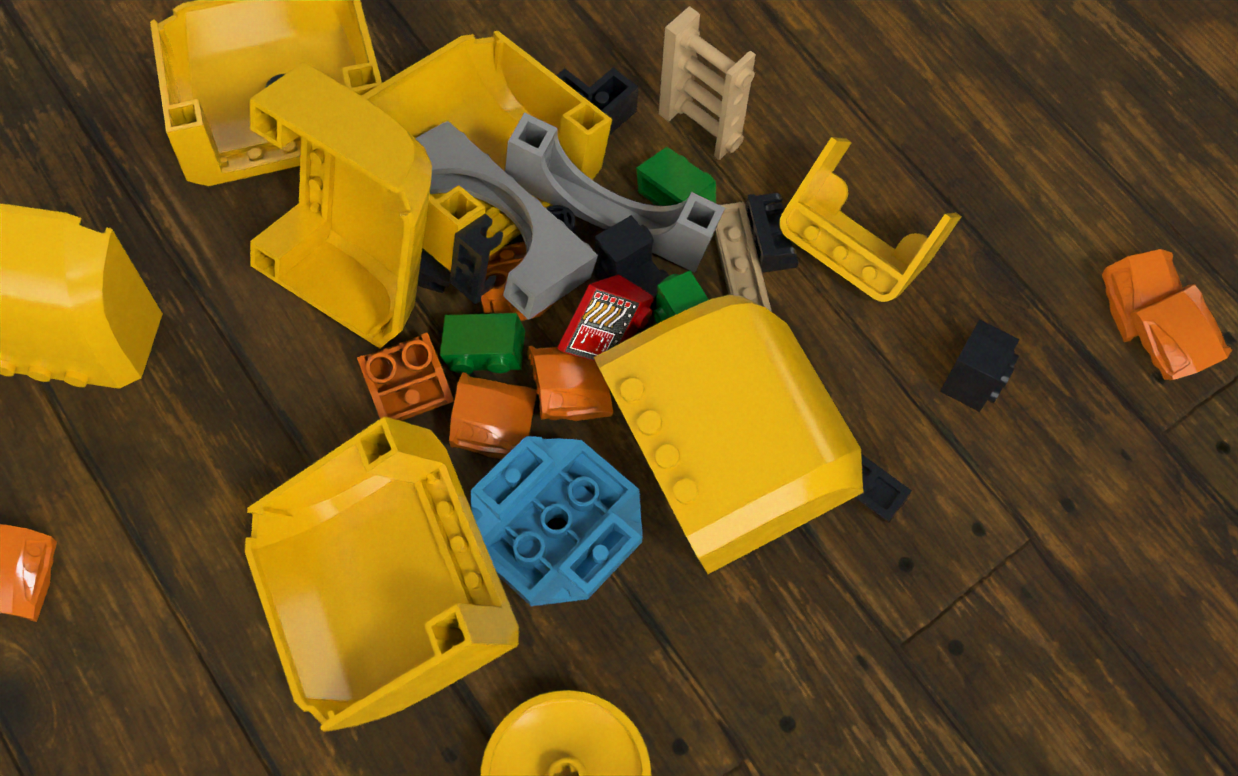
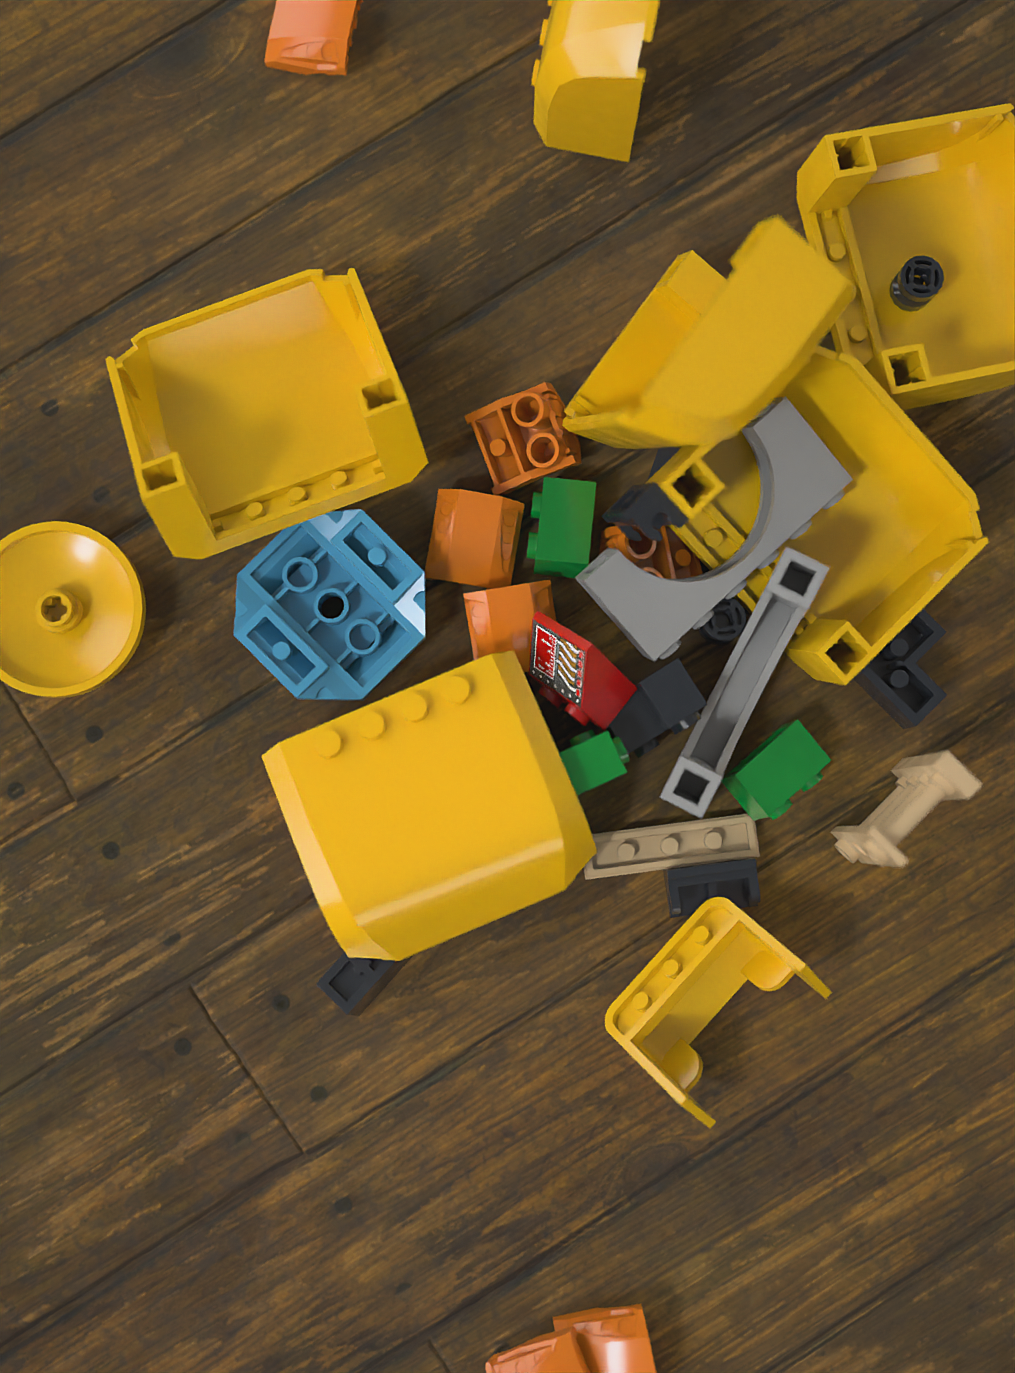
camera: 95 degrees right, 20 degrees up
(982, 367) = (514, 1125): black brick -> none

